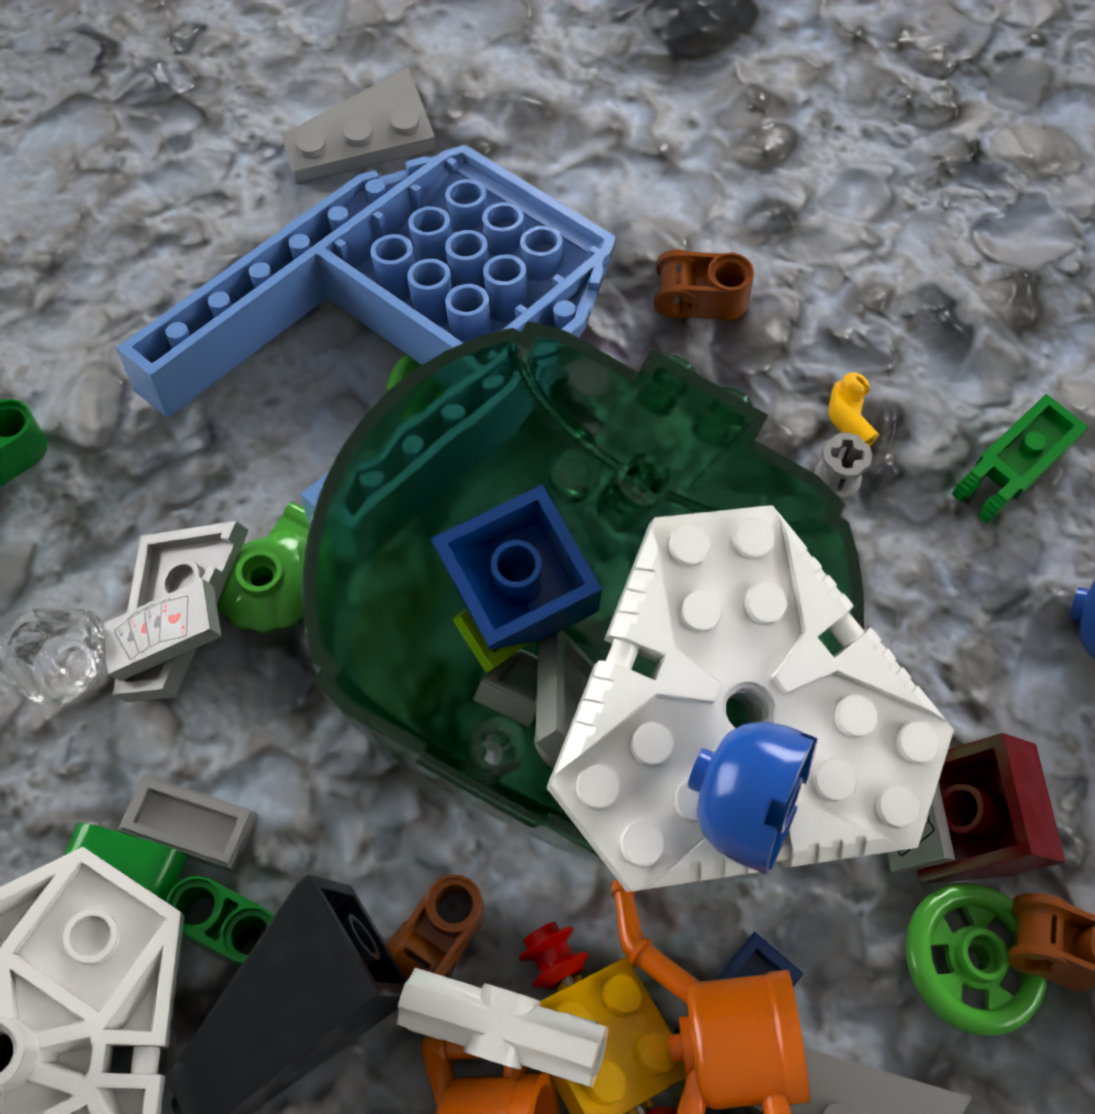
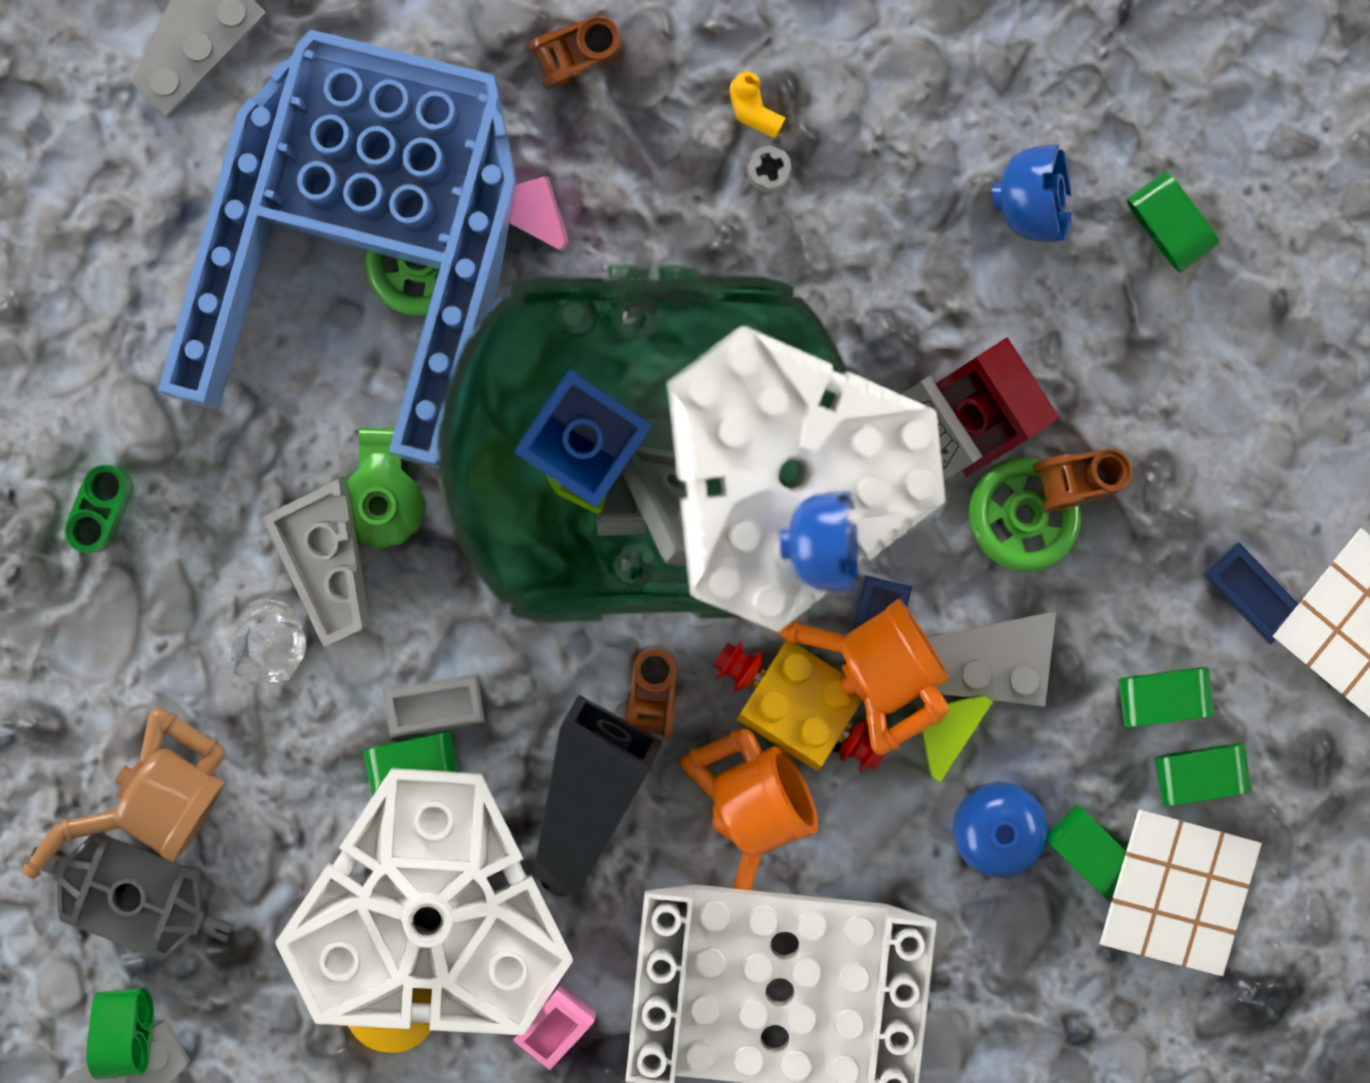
camera: 25 degrees left, 25 degrees up
(161, 630) = (336, 588): tile -> none
(229, 919) = (507, 754): green beam -> none
(503, 1026) = (732, 736): white piece -> none
(1022, 455) = (908, 75): green hinge -> none

